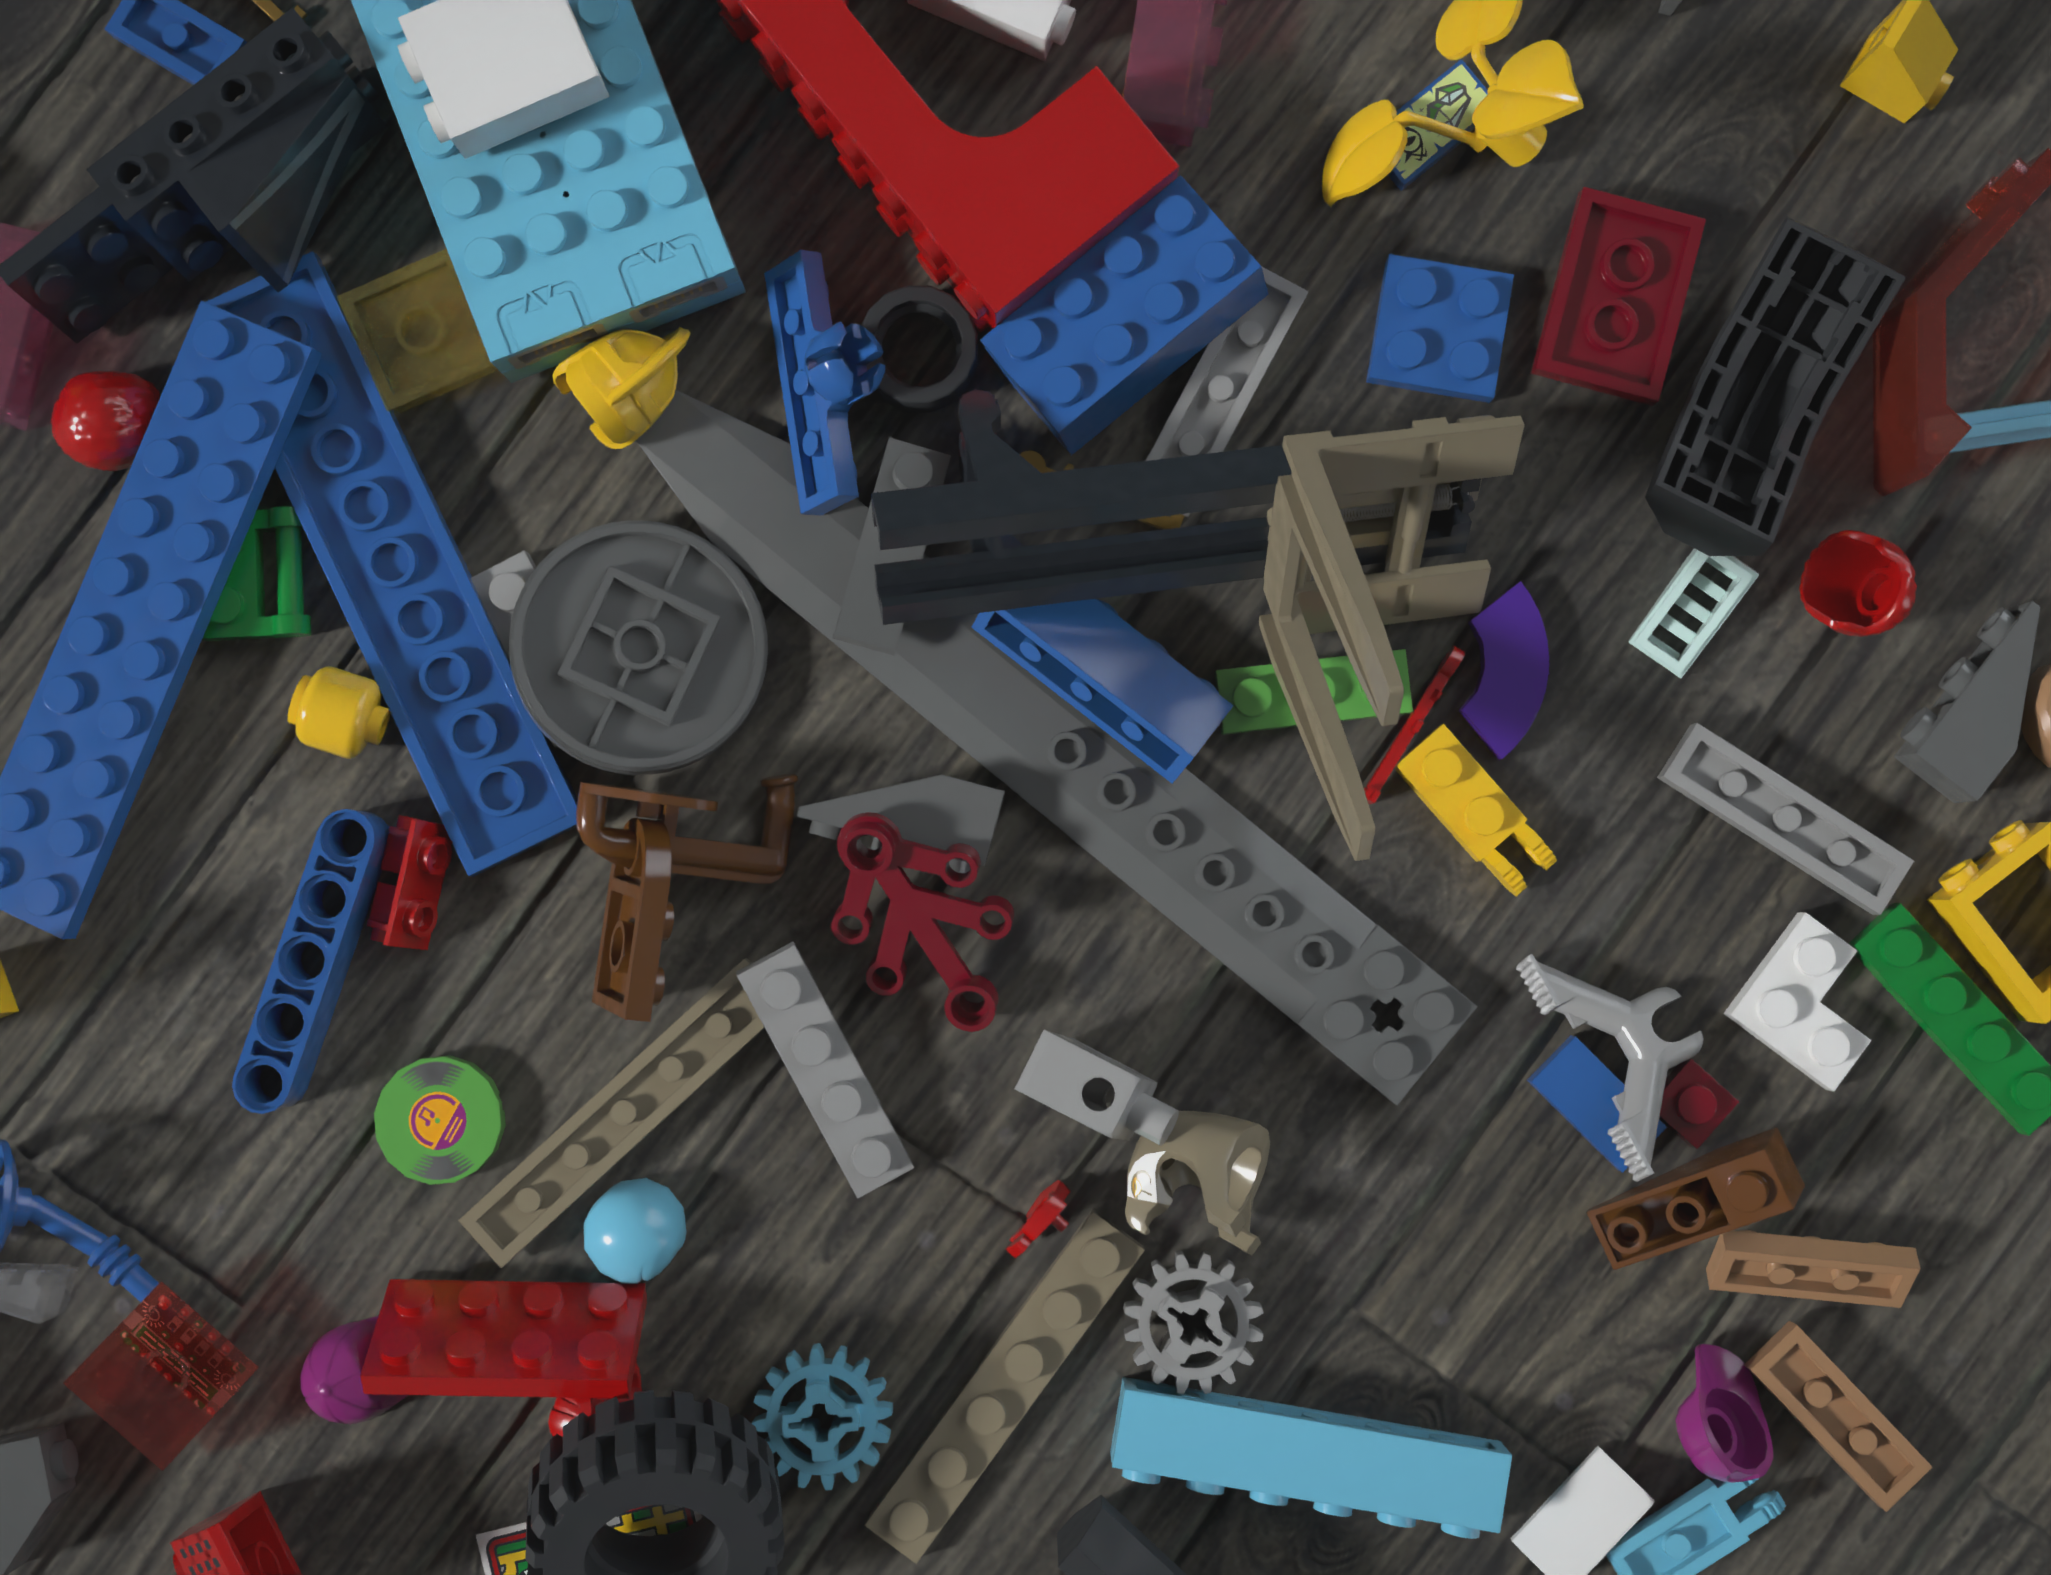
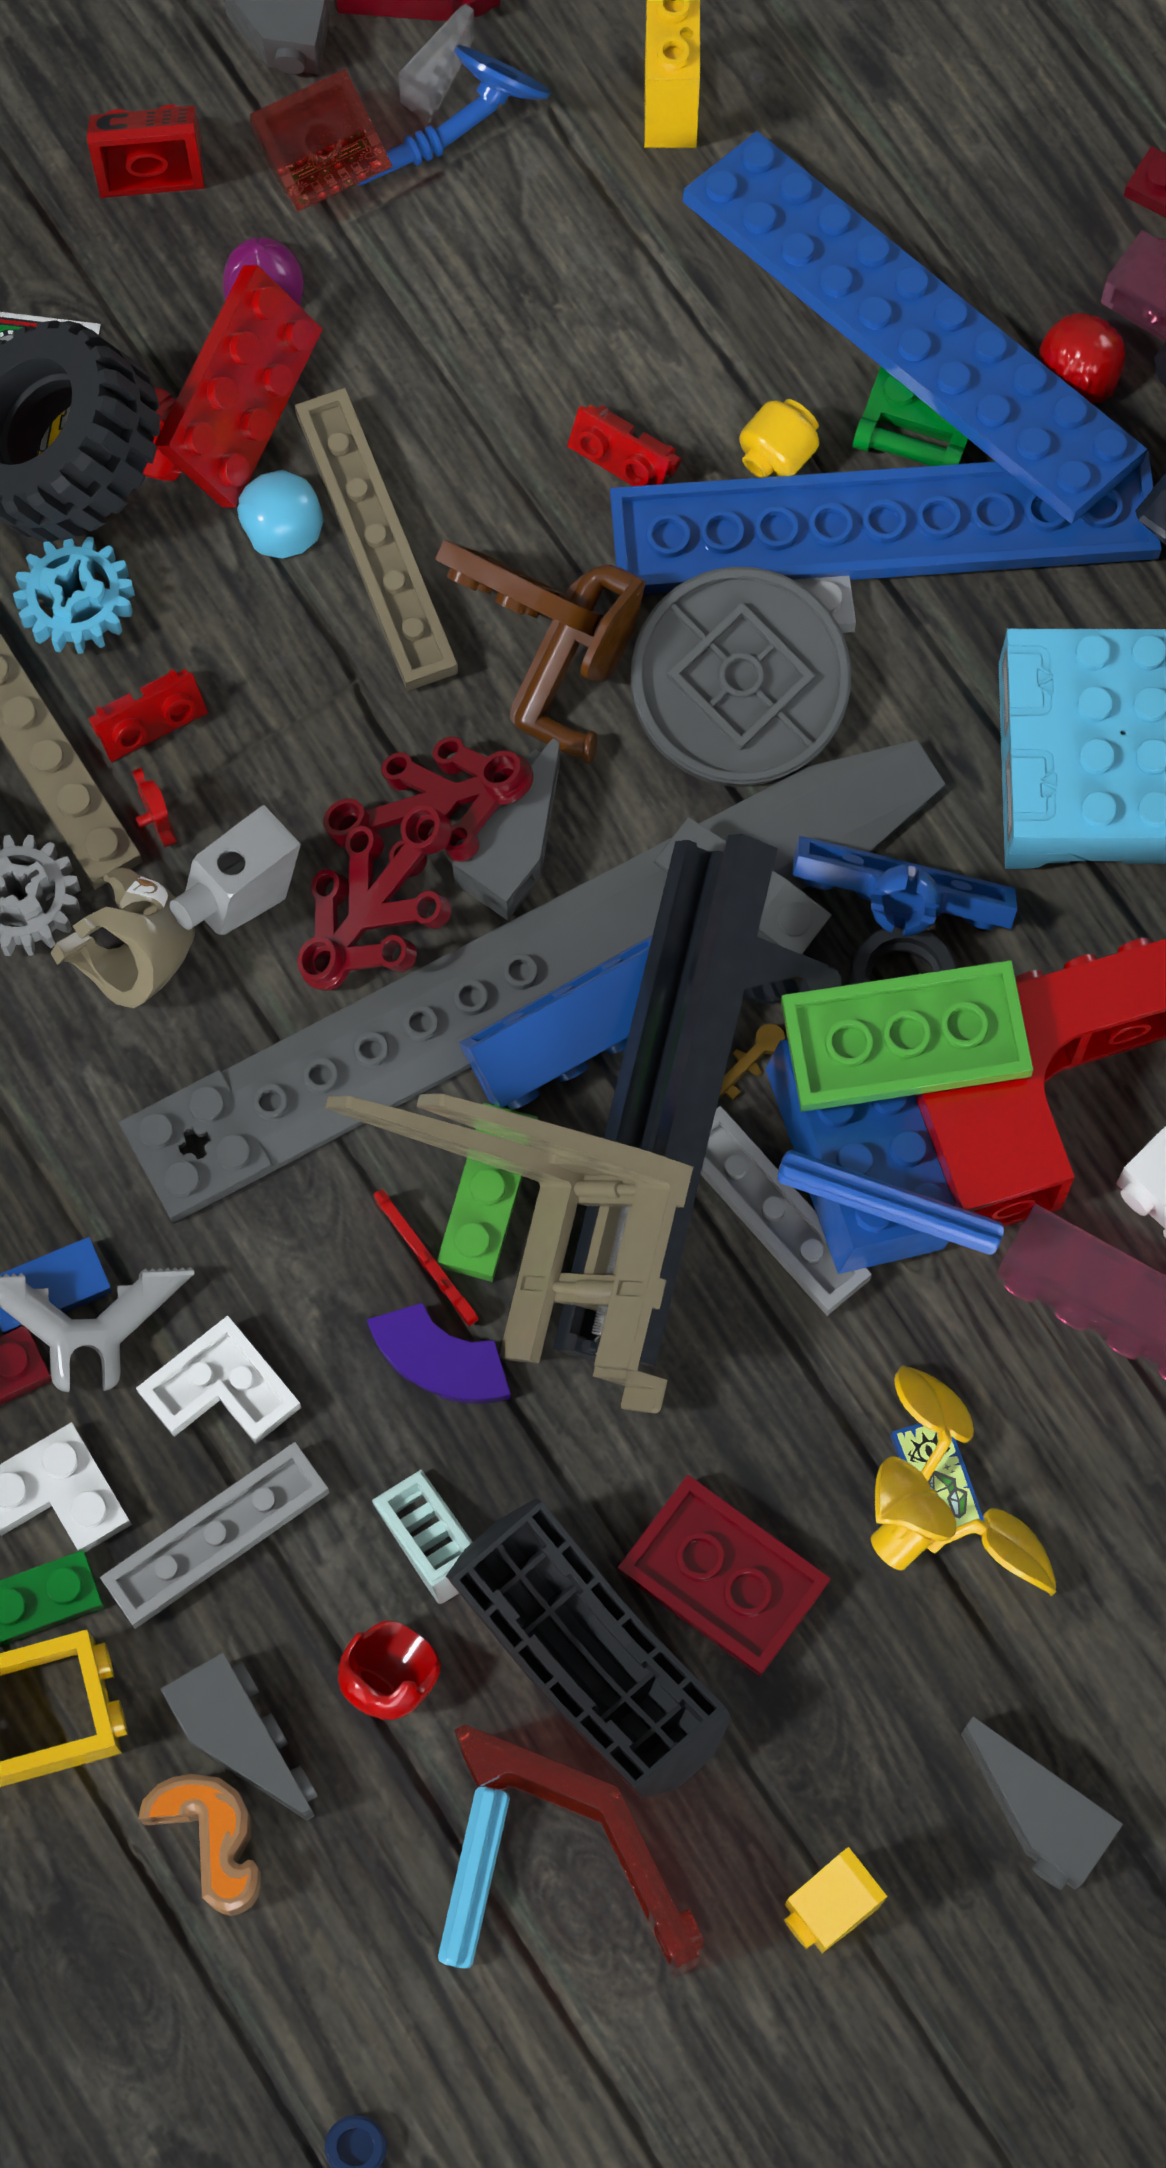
camera: 110 degrees right, 15 degrees down
(288, 980) = (583, 335): blue beam -> none
(416, 333) = (1065, 592): clear yellow plate -> none
(439, 1119) = (429, 406): bright green tile -> none
(623, 381) = (960, 736): yellow helmet -> none
(825, 1069) = (343, 692): light grey plate -> none
(951, 1290) = (162, 709): none -> red hinge
(1018, 287) = (906, 1036): none -> bright green plate
(1062, 936) = (370, 902): none -> dark red plant
(1203, 243) = (890, 1202): none -> blue axle
(1440, 328) = (756, 1417): blue plate -> none
(1471, 805) = (337, 1283): yellow hinge -> none
(1613, 880) = (222, 1369): none -> white plate

